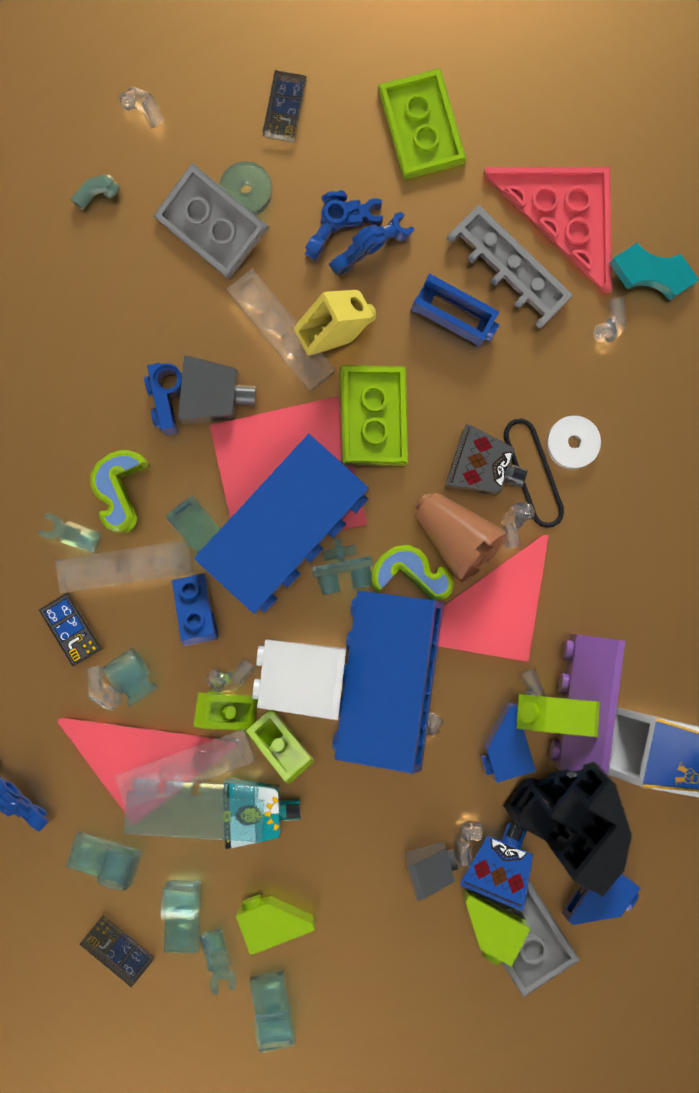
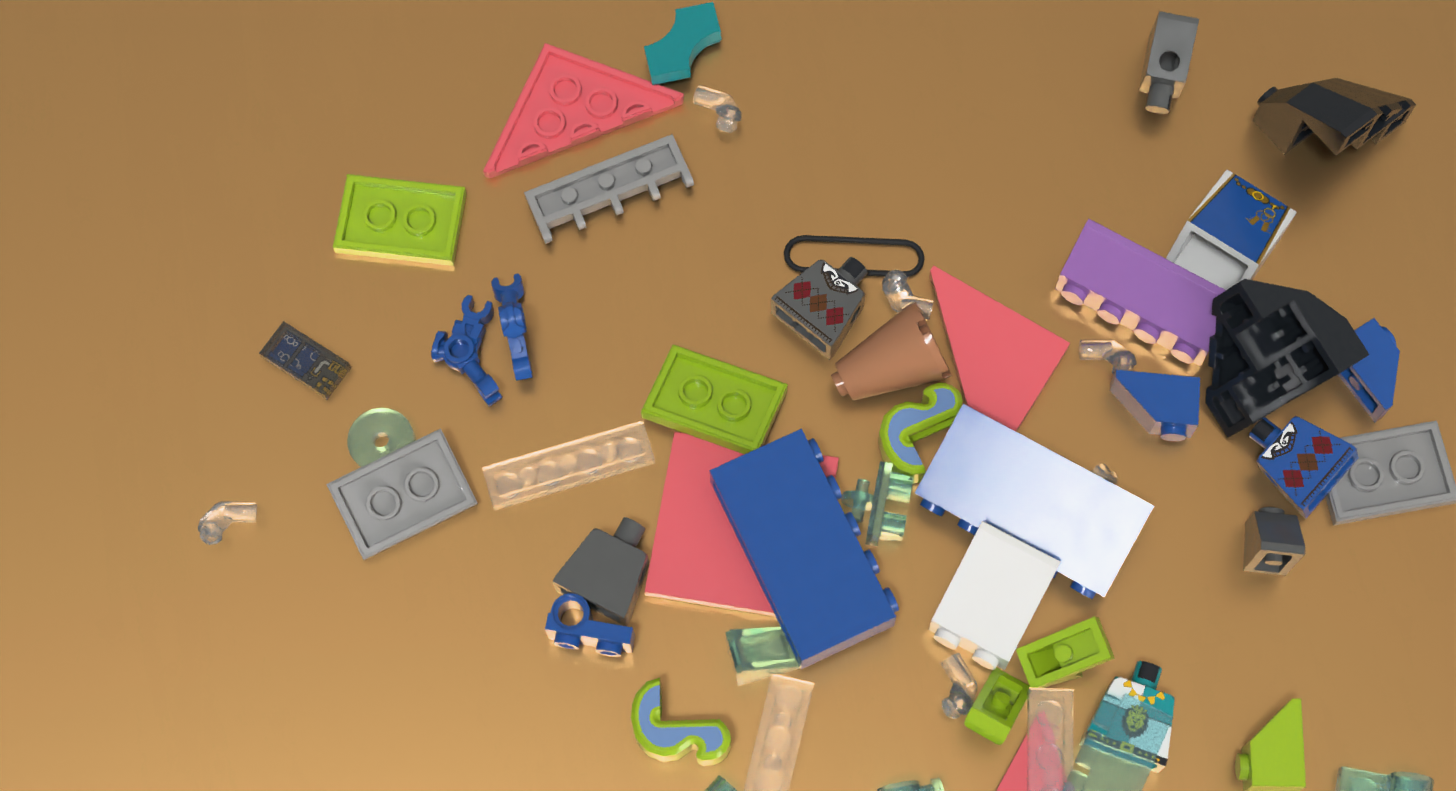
camera: 65 degrees left, 15 degrees down
(93, 186) = (294, 614): sand green arm -> none
(194, 610) = (861, 696): blue plate -> none
(334, 320) = (586, 382): light yellow torso -> none
(463, 842) = (1251, 493): clear arm -> none
(485, 314) = (655, 233): blue window -> none
(496, 929) = (1368, 494): lime slope -> none
(558, 715) = (1145, 324): lime slope -> none
(584, 432) = (835, 217): white piece -> none

